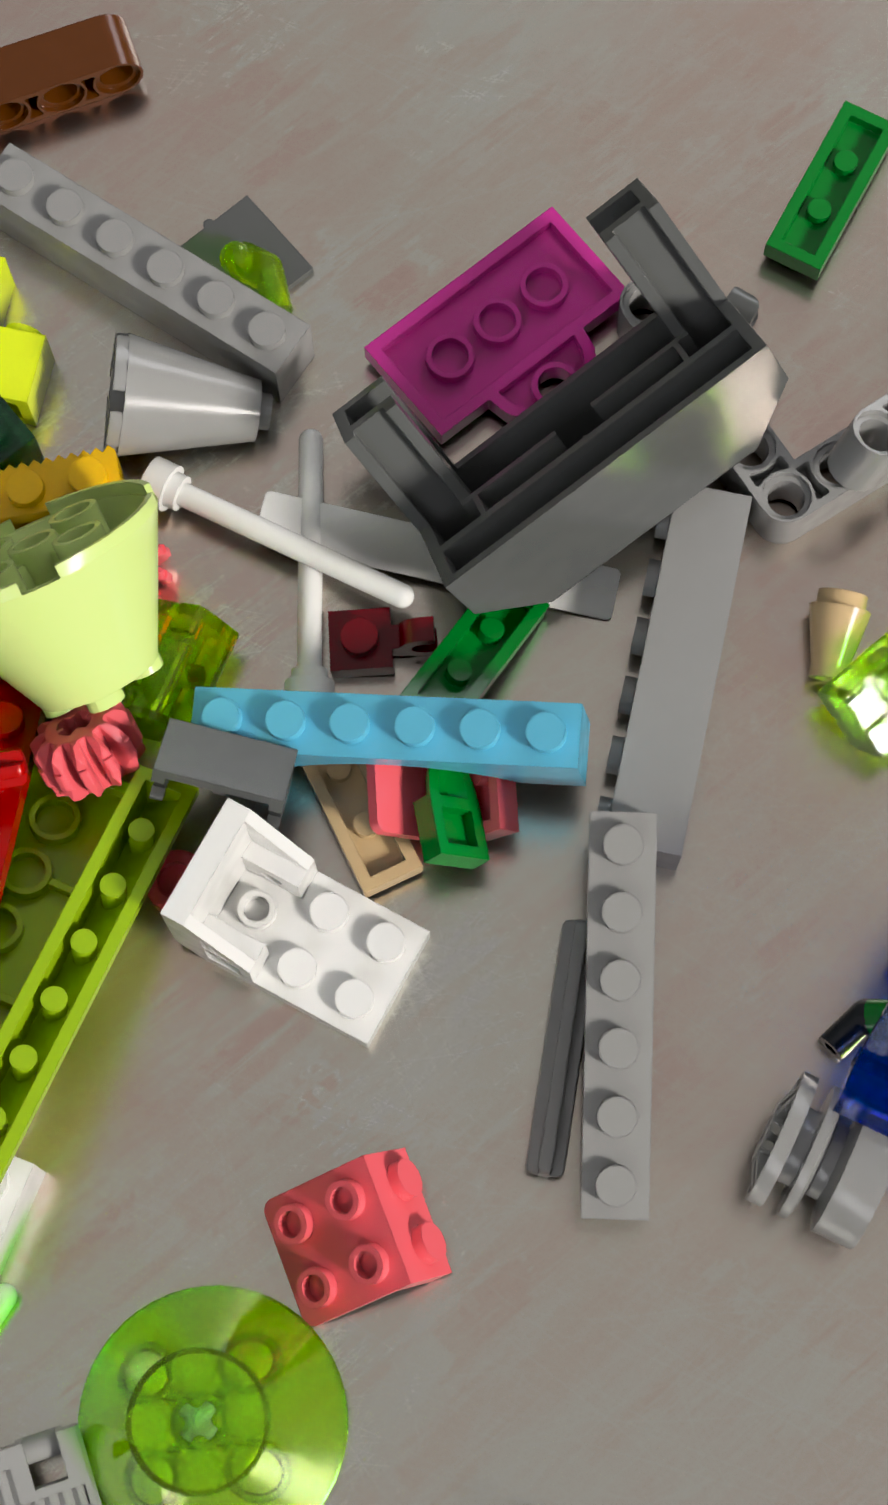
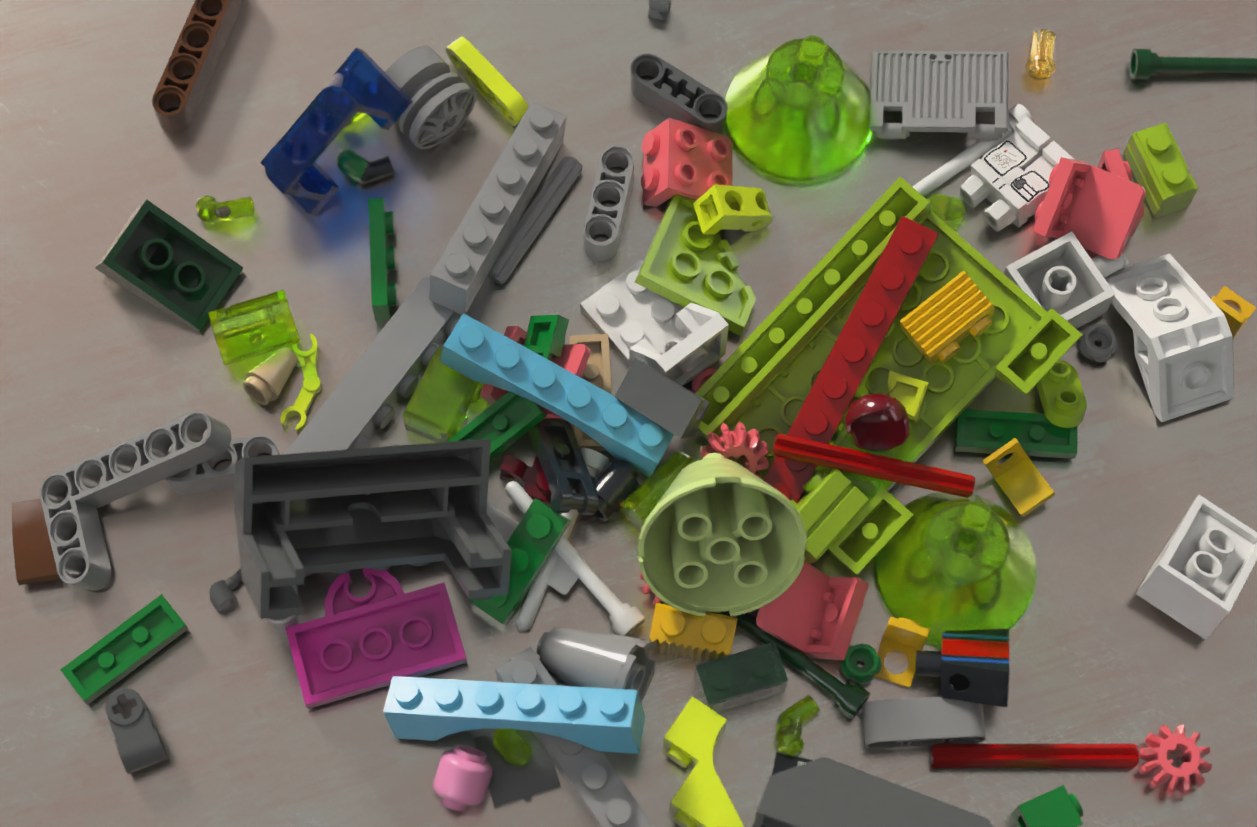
camera: 160 degrees left, 5 degrees down
(213, 275) = (586, 715): none -> medium azure arch
(248, 1176) = (732, 209): none -> neon yellow leg
(261, 652) = (613, 487): none -> black brick
(273, 1062) = (695, 267): none -> lime plate
(300, 198) = (462, 777): none -> bright pink head
(336, 638) = (564, 467): none -> black plate
(338, 517) = (530, 549): none -> green plate
(408, 1337) = (676, 94): none -> dark grey beam
(449, 1082) = (608, 219): none -> light grey beam
(571, 668) = (440, 402): none -> clear neon green brick
(746, 1255) = (487, 80): none -> neon yellow beam
(759, 93) = (135, 736): none -> dark grey piece
(765, 876) = (381, 259): none -> green plate
(772, 650) = (311, 385): none -> neon yellow piece

